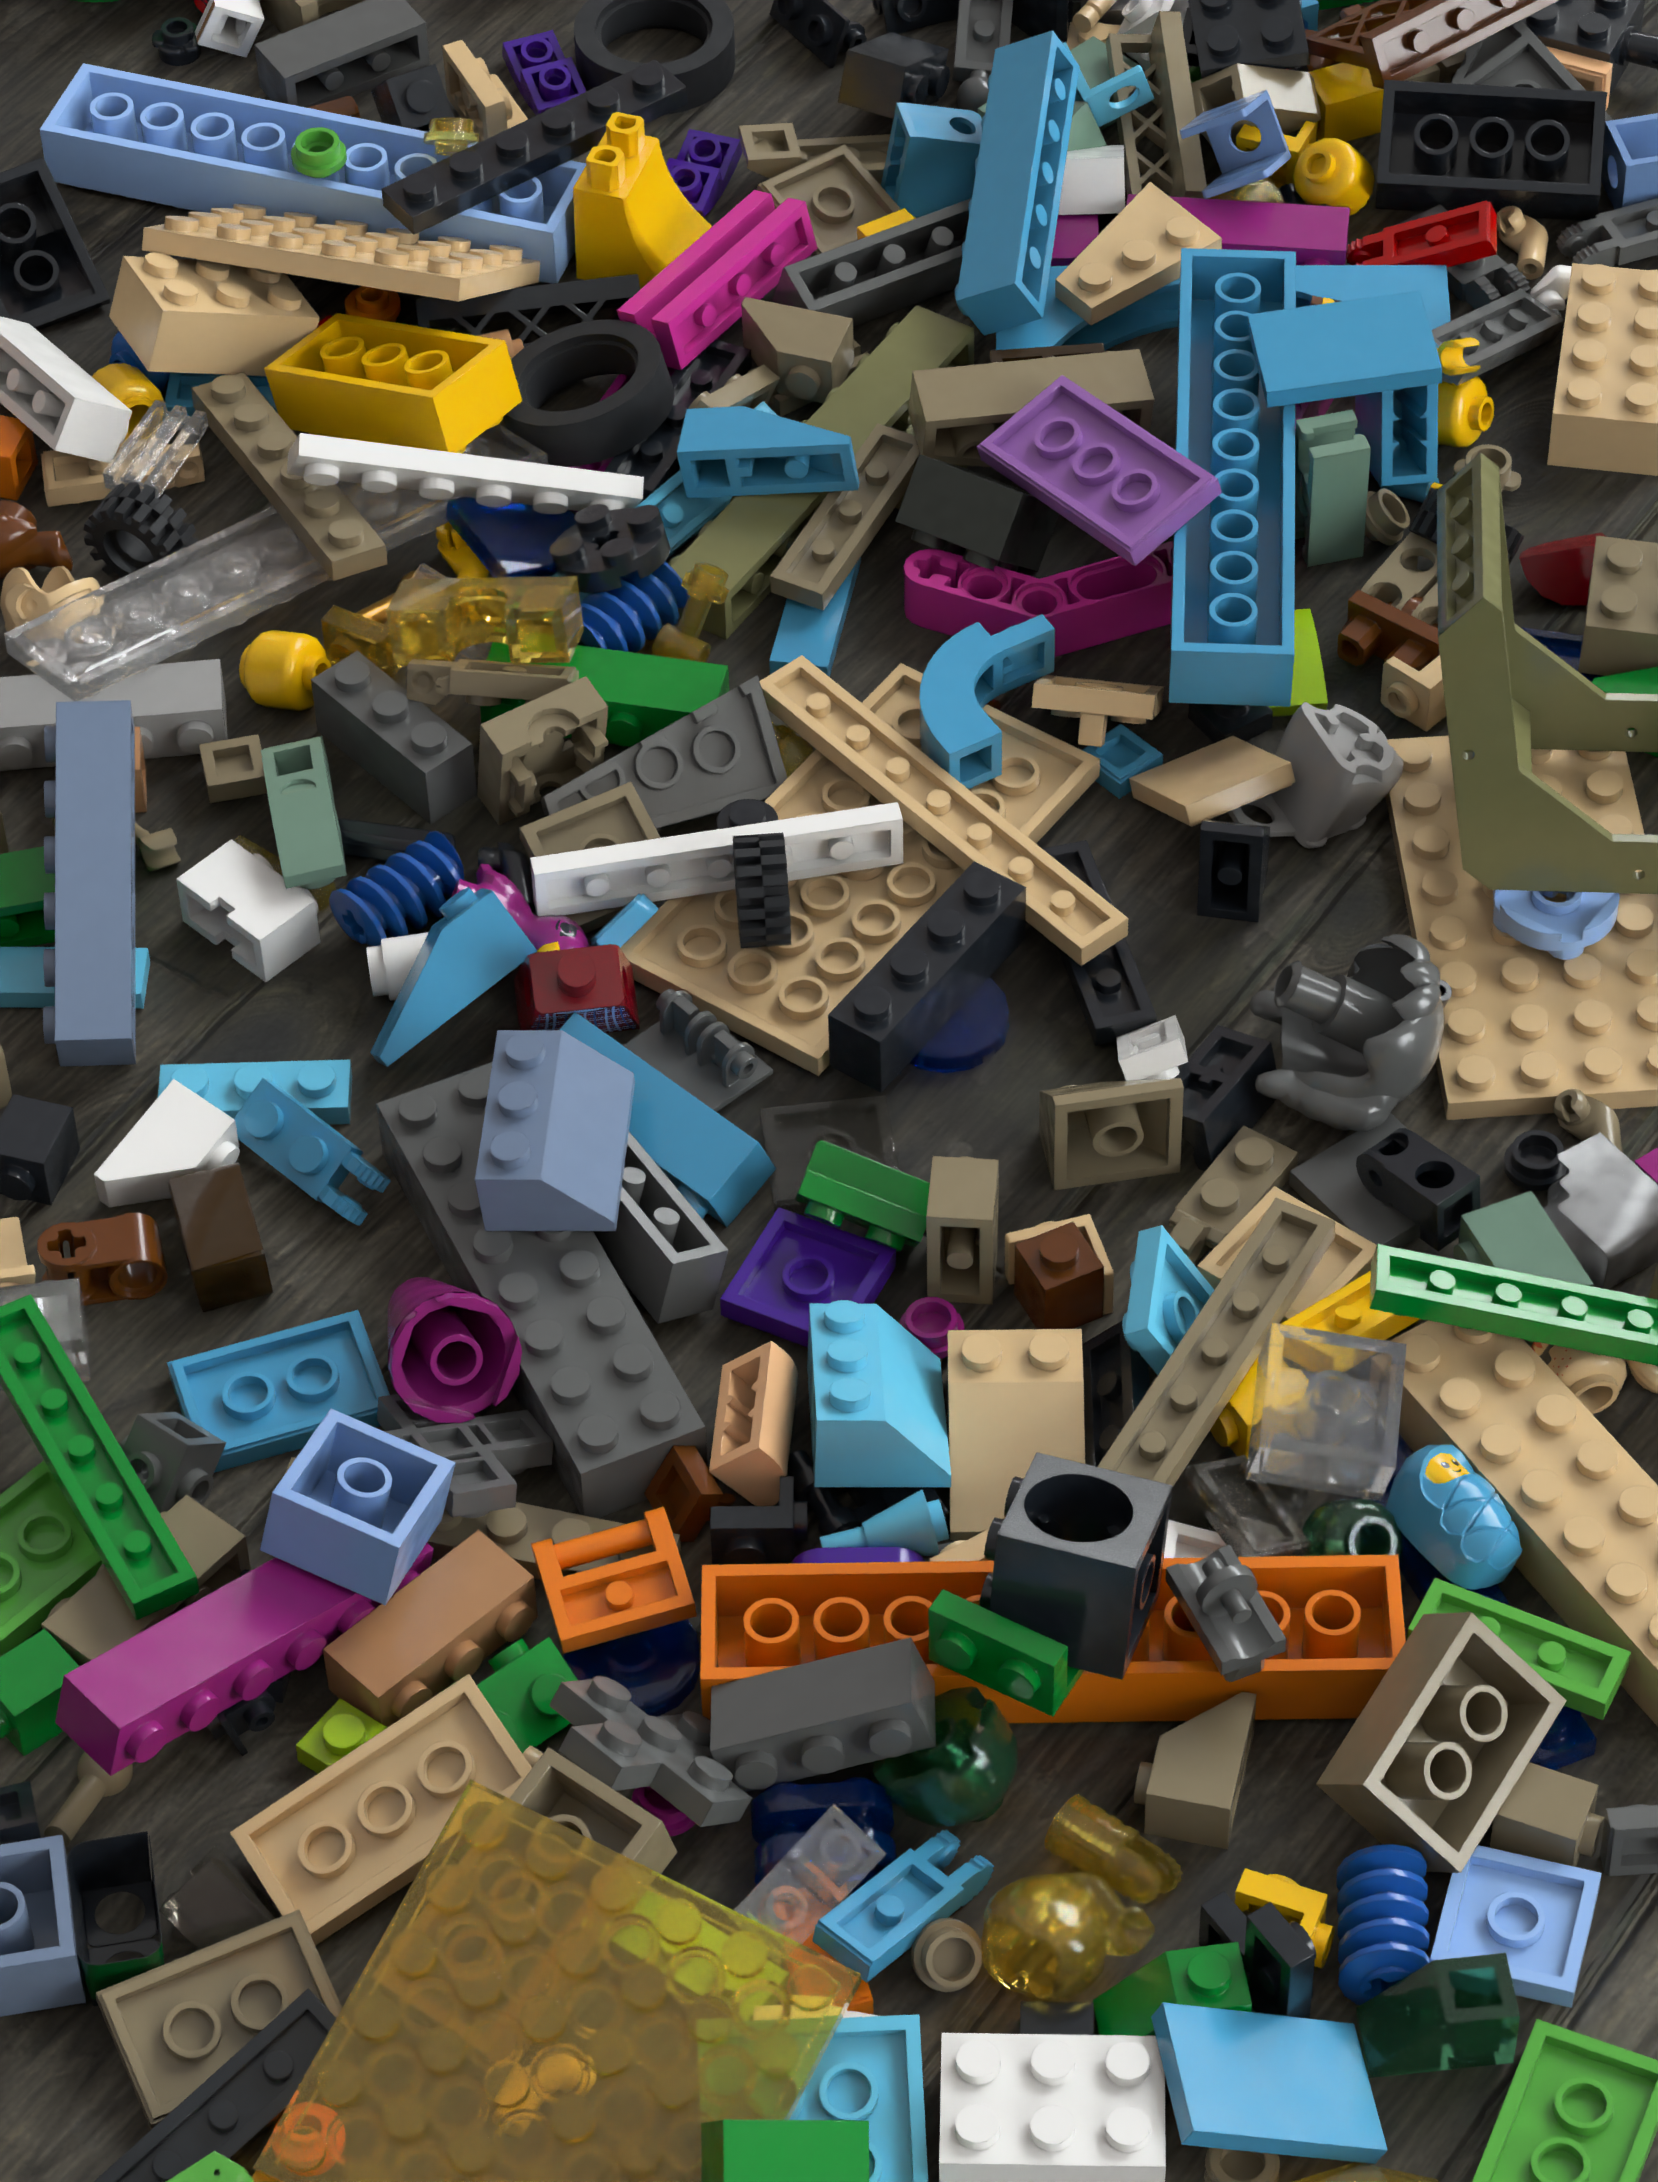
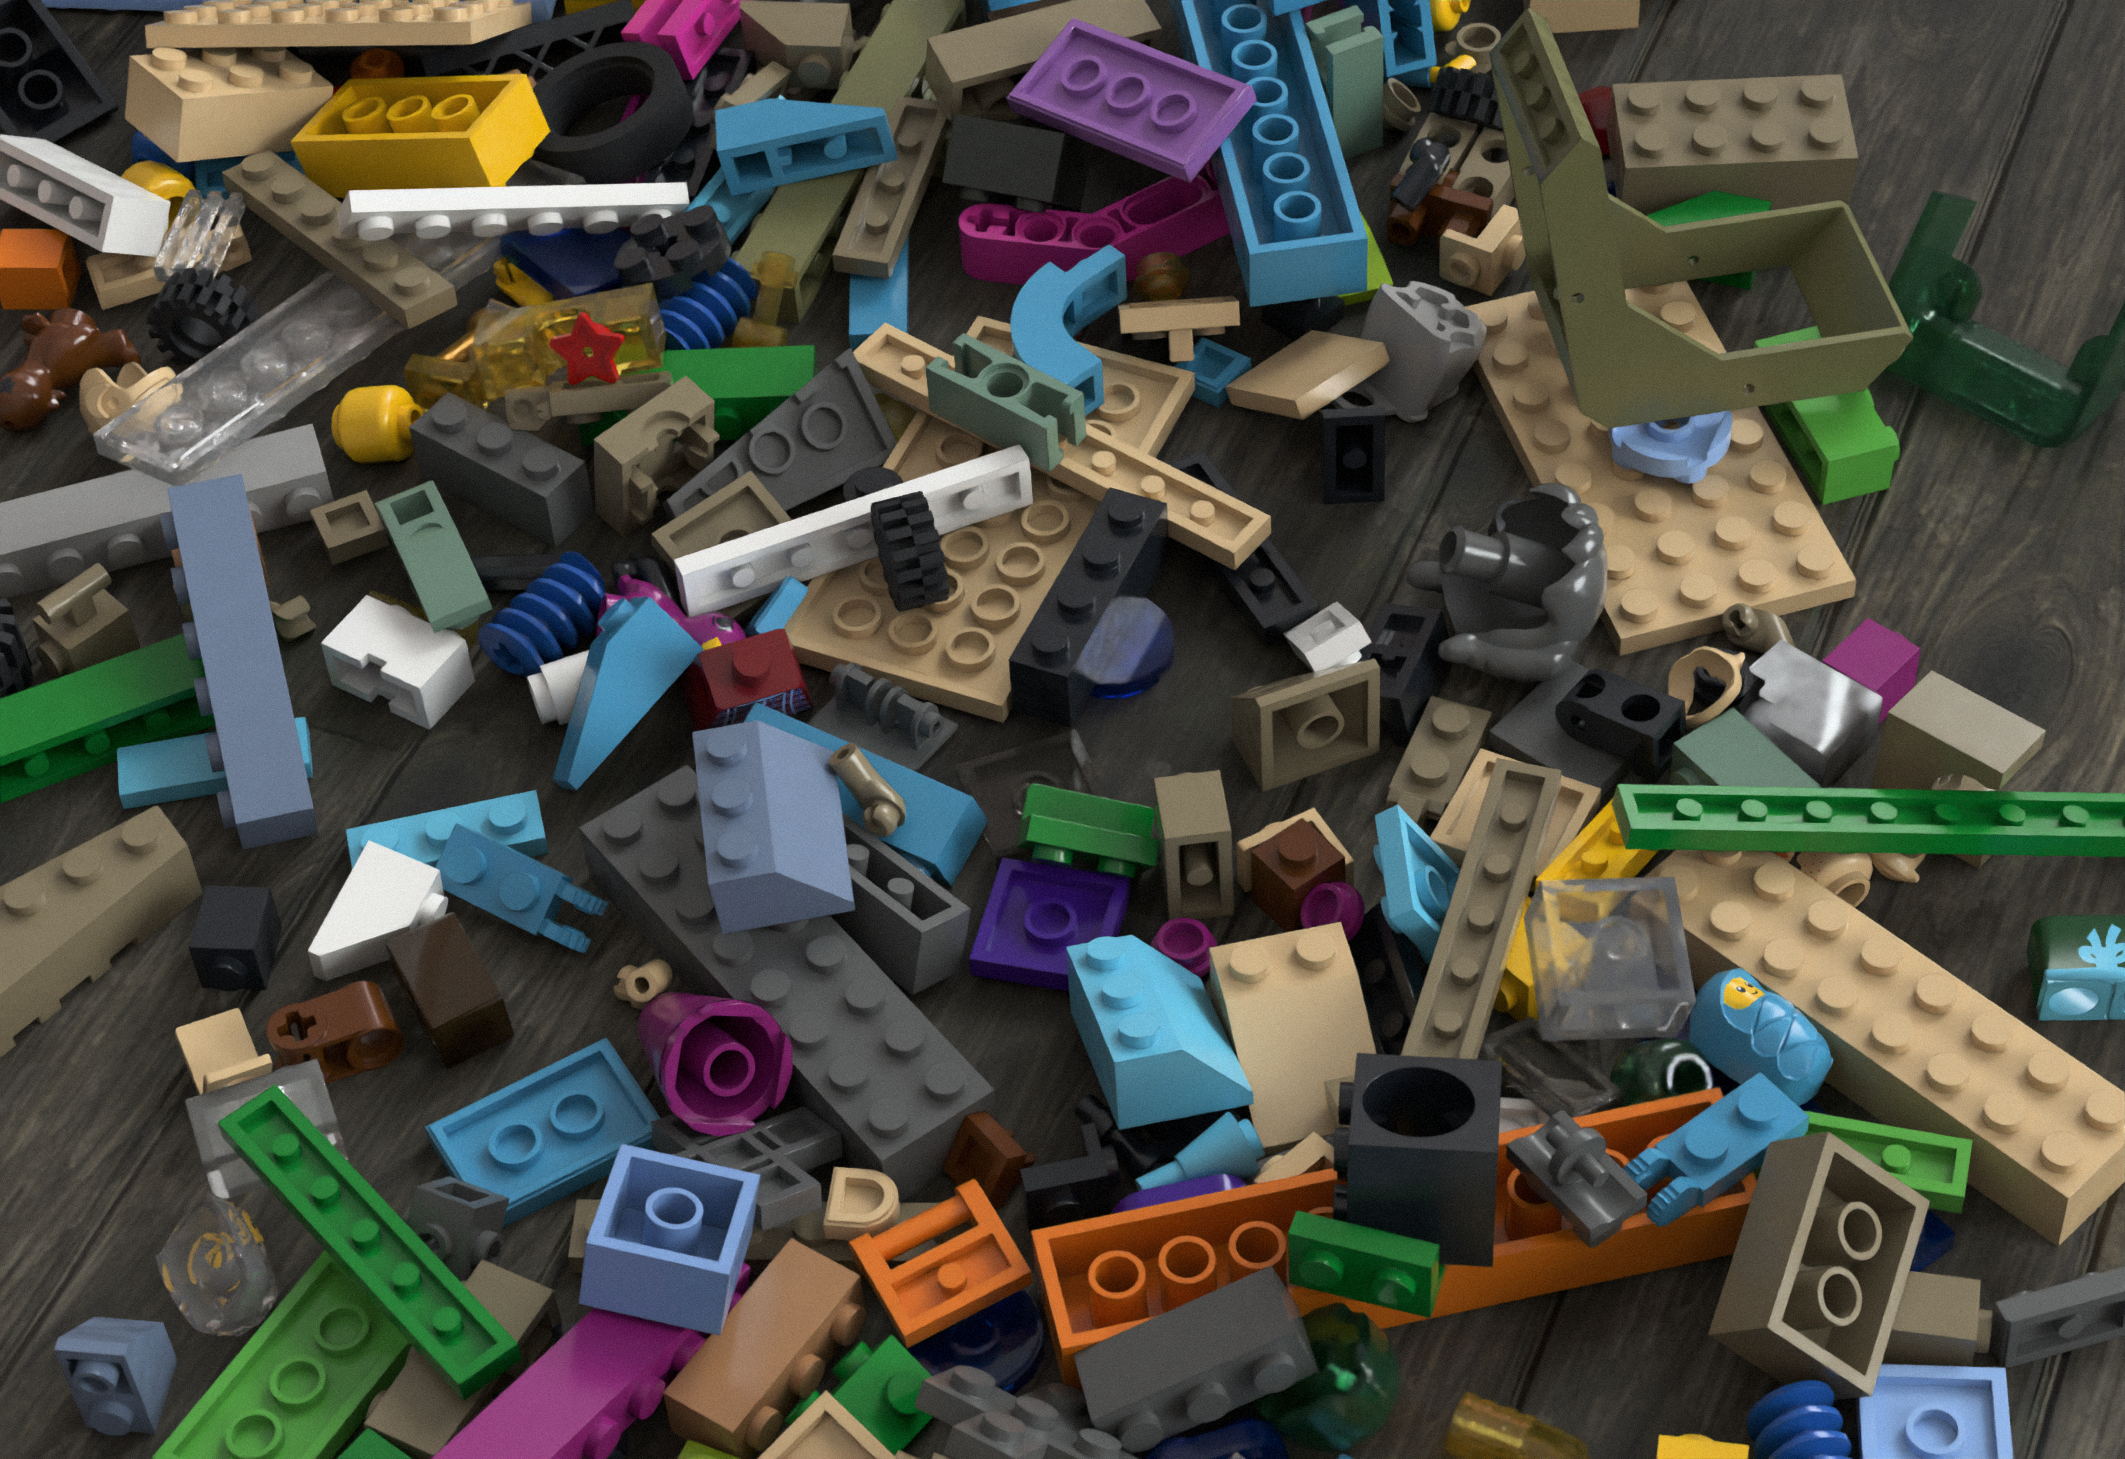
camera: 10 degrees left, 0 degrees up
(405, 1263) = (643, 983): none -> tan arm
(510, 626) = (599, 339): none -> red plate
(552, 1510) = (860, 1204): none -> tan tile
(669, 1132) = (882, 804): none -> dark tan arm
(755, 1423) = (1040, 1077): light nougat brick -> none
(895, 757) = (1006, 401): none -> sand green piece
(1083, 1311) = (1332, 904): none -> magenta plate
(1096, 655) = (1161, 276): none -> clear yellow plate
(1199, 1774) = (1579, 1348): dark tan slope -> none
(1370, 1611) = (1716, 1148): none -> dark azure hinge
(1391, 586) = (1429, 163): none -> black arm
(1493, 1154) = (1719, 665): none -> tan piece

